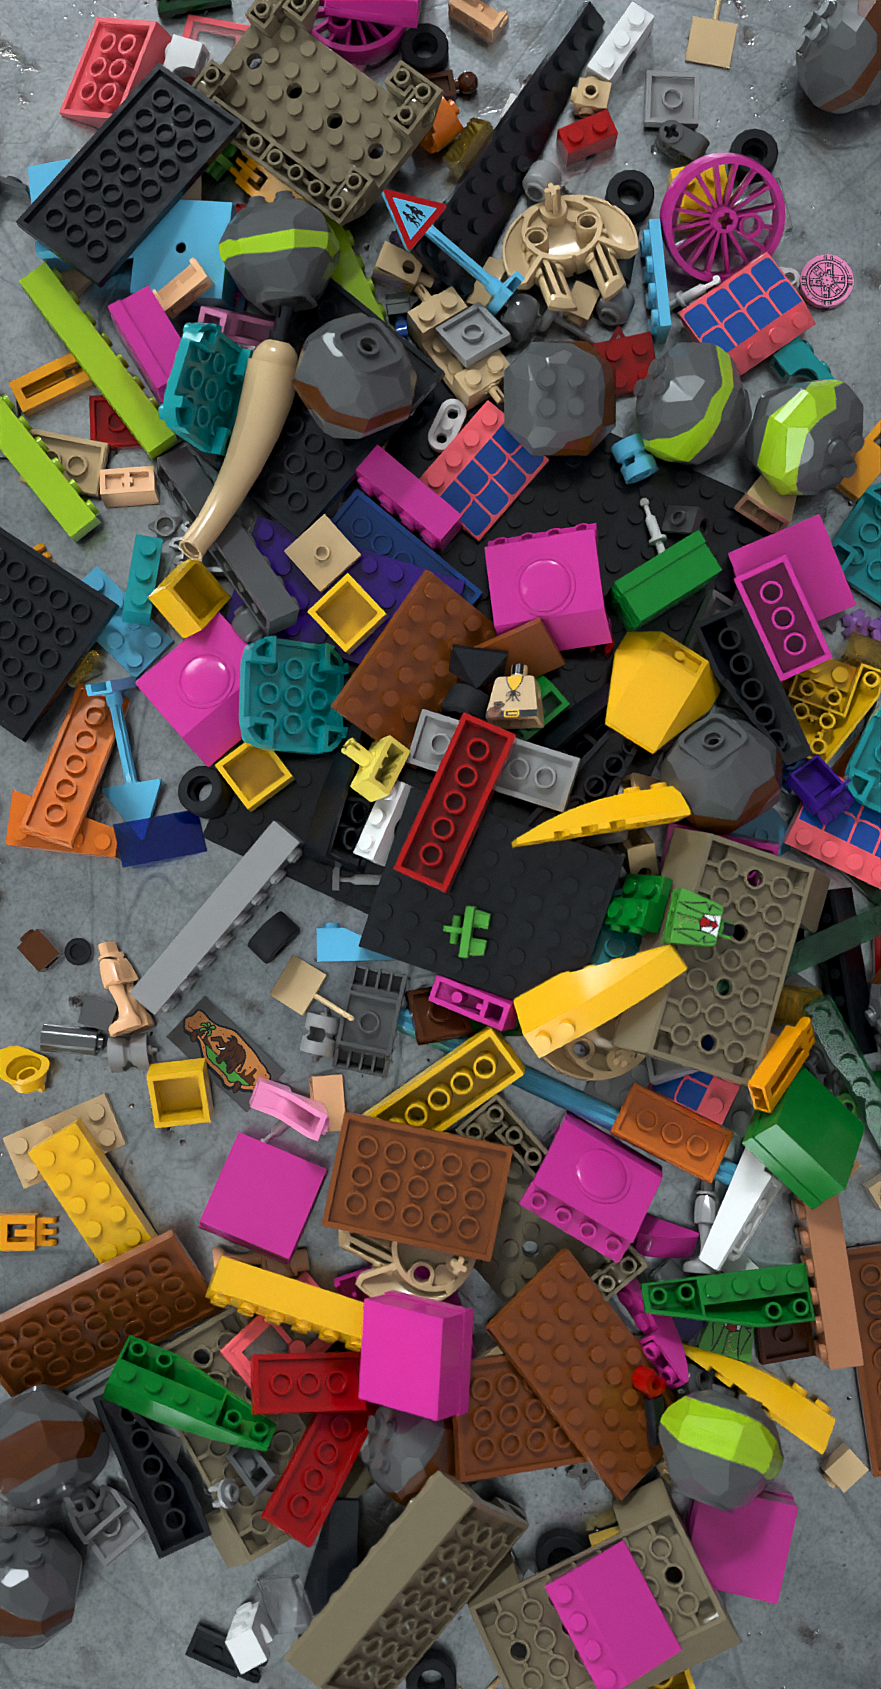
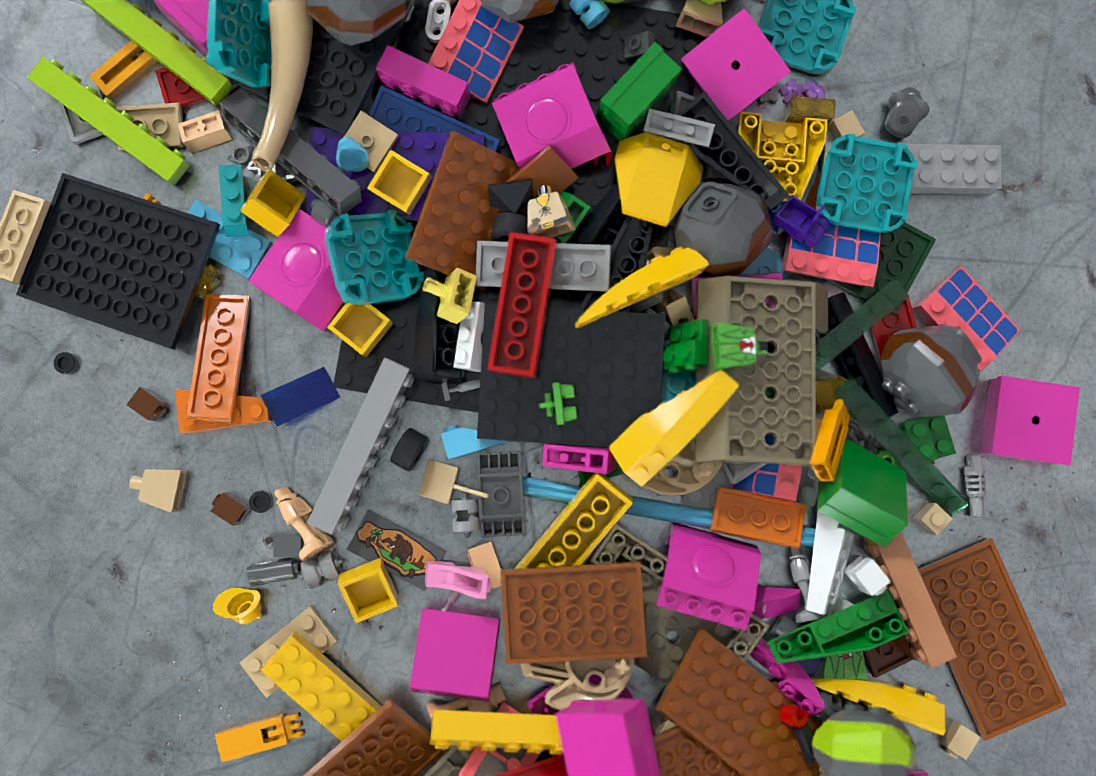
camera: 20 degrees left, 0 degrees up
(134, 798) = (272, 370): medium azure piece -> none
(190, 788) = (314, 349): black tyre -> none
(298, 566) = (351, 155): none -> medium azure piece
(434, 1022) = (551, 481): reddish brown tile -> none
(656, 537) = (623, 65): white piece -> none
(702, 637) = (679, 128): none -> light grey plate
(781, 1237) = (865, 575): none -> white arch
(783, 617) = (738, 94): dark pink brick -> none

